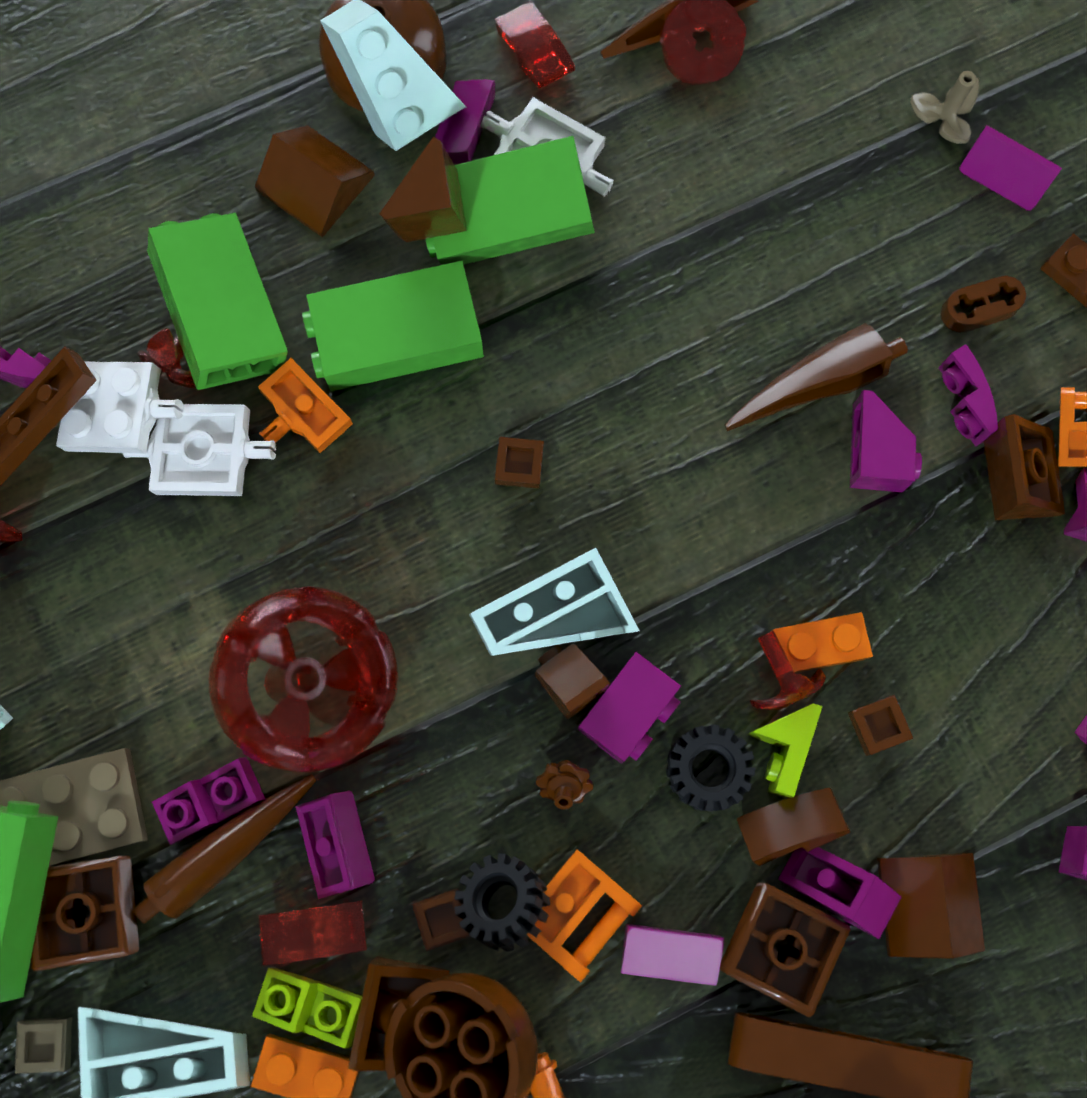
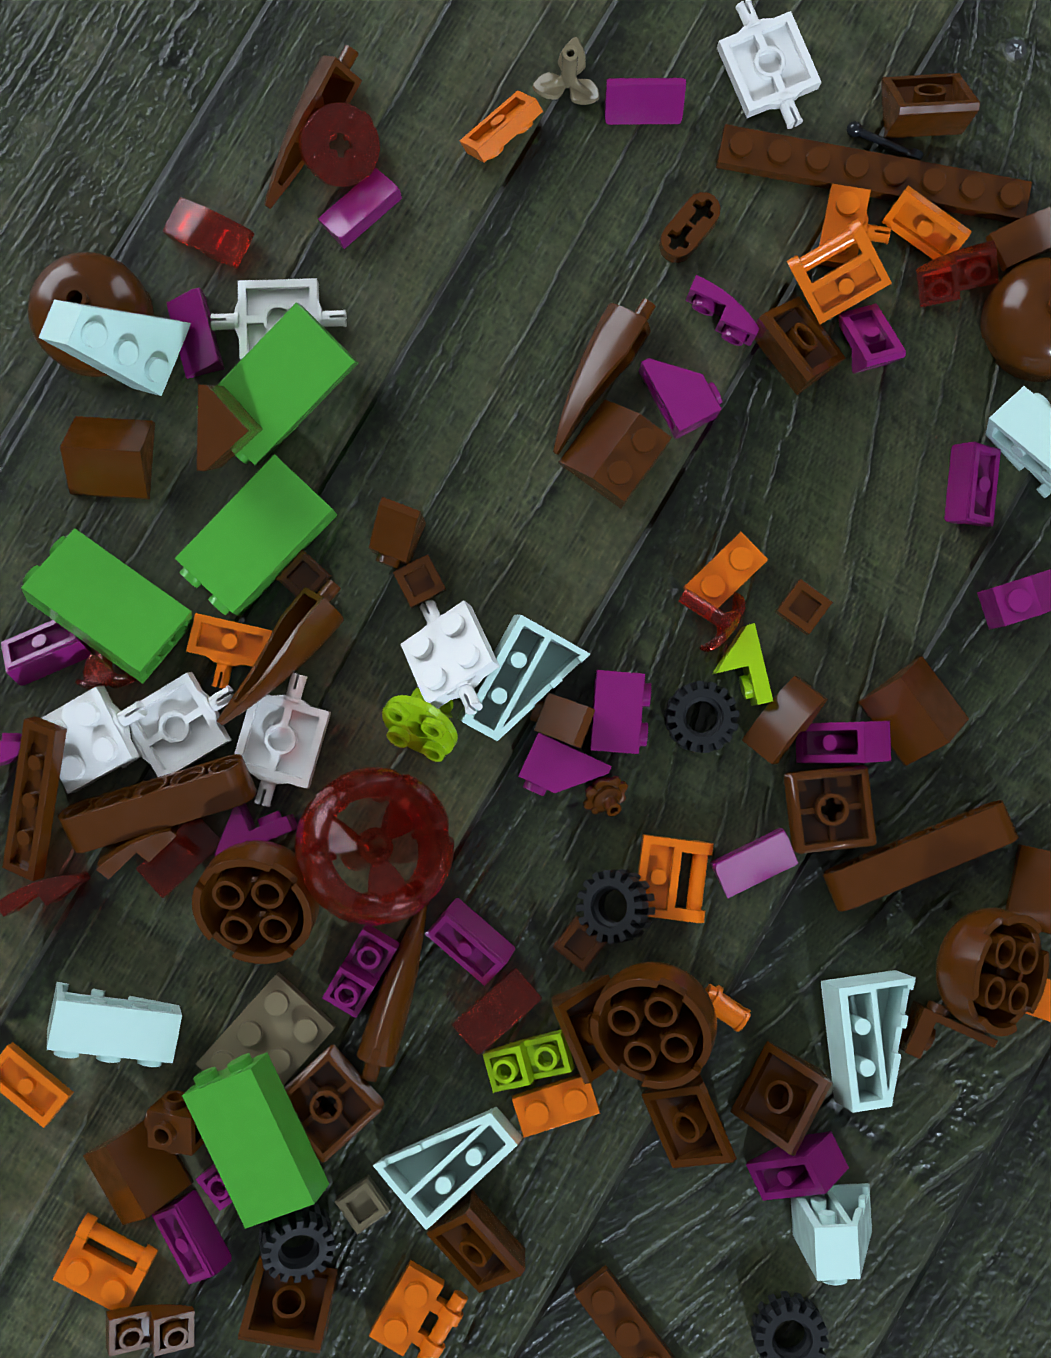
camera: 30 degrees left, 10 degrees up
(91, 534) = (146, 846): none -> reddish brown slope
(116, 574) = (180, 858): none -> clear red slope
(127, 307) = (42, 652): none -> magenta slope
(131, 508) = (158, 803): none -> reddish brown beam
(151, 659) = (255, 902): none -> reddish brown cylinder
(189, 591) = (242, 827): none -> magenta slope
(288, 525) = (282, 739): none -> white plate
(366, 440) = (293, 641): none -> reddish brown piece
(413, 392) = (303, 572): none -> reddish brown tile
(432, 593) = (420, 725): none -> lime plate
(501, 547) = (450, 656): none -> white plate
(527, 400) = (396, 533): none -> reddish brown slope
(536, 723) = (558, 767): none -> magenta slope
(685, 107) = (360, 208): none -> magenta slope
(786, 462) = (615, 451): none -> reddish brown slope
(874, 111) = (501, 126): none -> orange plate

